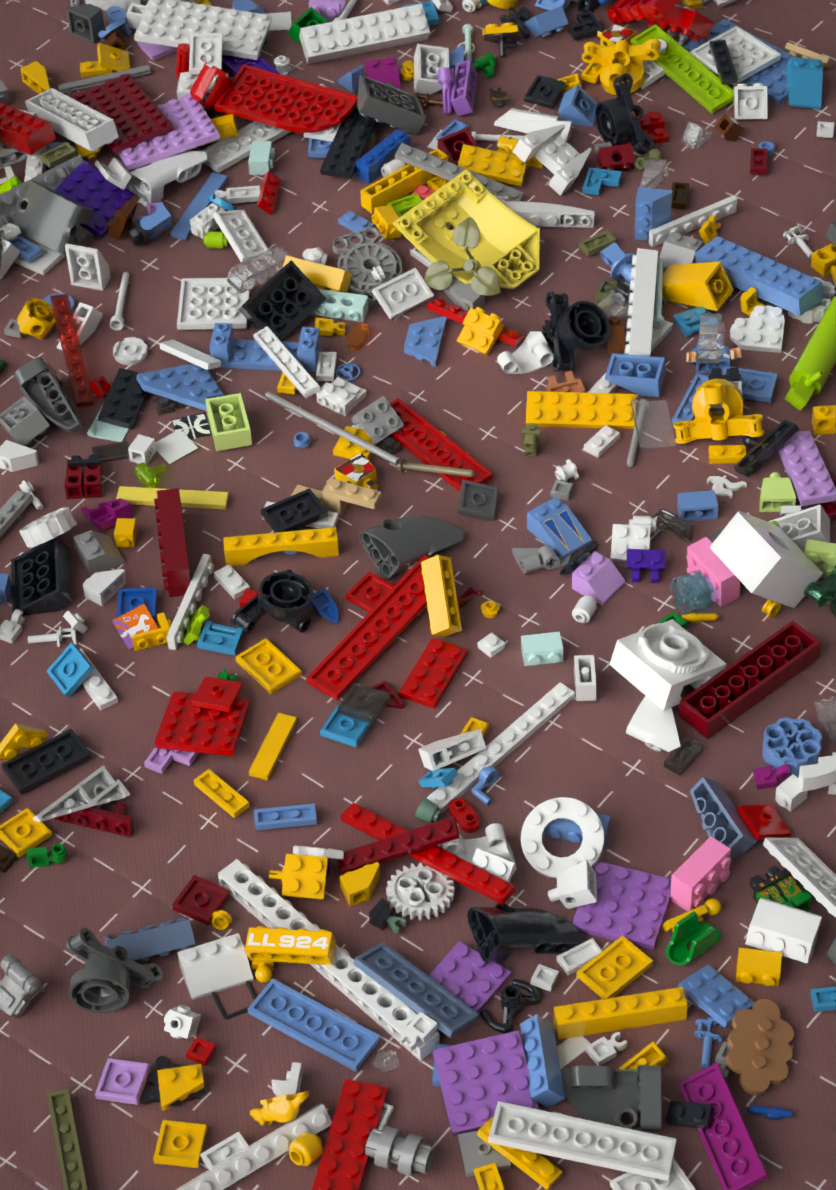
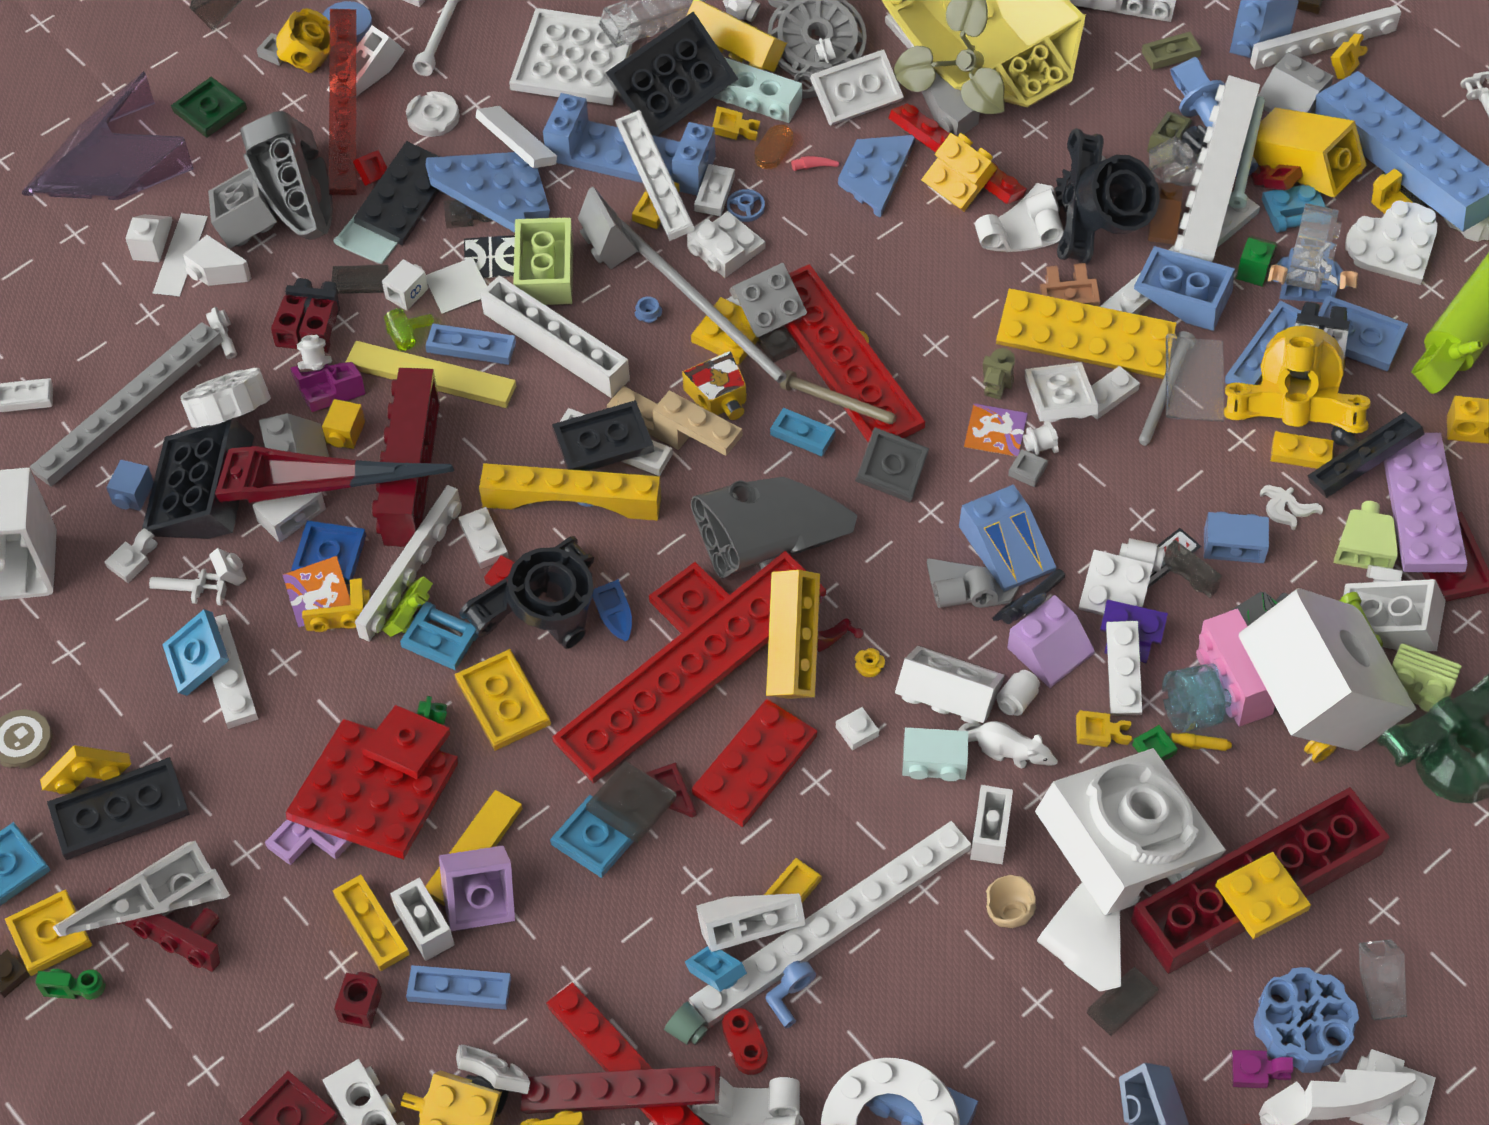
camera: 10 degrees right, 10 degrees up
(93, 562) = (272, 474): none -> dark red plate
(94, 496) = (312, 353): none -> white brick
(193, 476) = (470, 344): none -> medium blue plate
(226, 833) = (363, 1011): none -> dark red brick
(247, 462) = (555, 336): none -> white brick
(254, 784) = (422, 919): none -> white brick
(263, 398) = (604, 231): none -> light grey slope
(283, 762) = (477, 887): none -> lavender slope
(384, 341) = (812, 161): none -> coral helmet
(417, 492) = (802, 432): none -> dark azure plate
(536, 473) = (995, 430): none -> sticker
(541, 612) = (948, 685): none -> white slope
(573, 443) = (1061, 392): none -> white plate
(581, 635) = (1002, 741): none -> white animal
(605, 715) = (1010, 901): none -> tan hair
(637, 621) = (1097, 730): none -> yellow plate
(645, 585) = (1124, 668): none -> white plate
(677, 354) = (1256, 260): none -> green slope
(683, 304) = (1278, 178): none -> dark red plate
(753, 682) = (1263, 895): none -> yellow plate

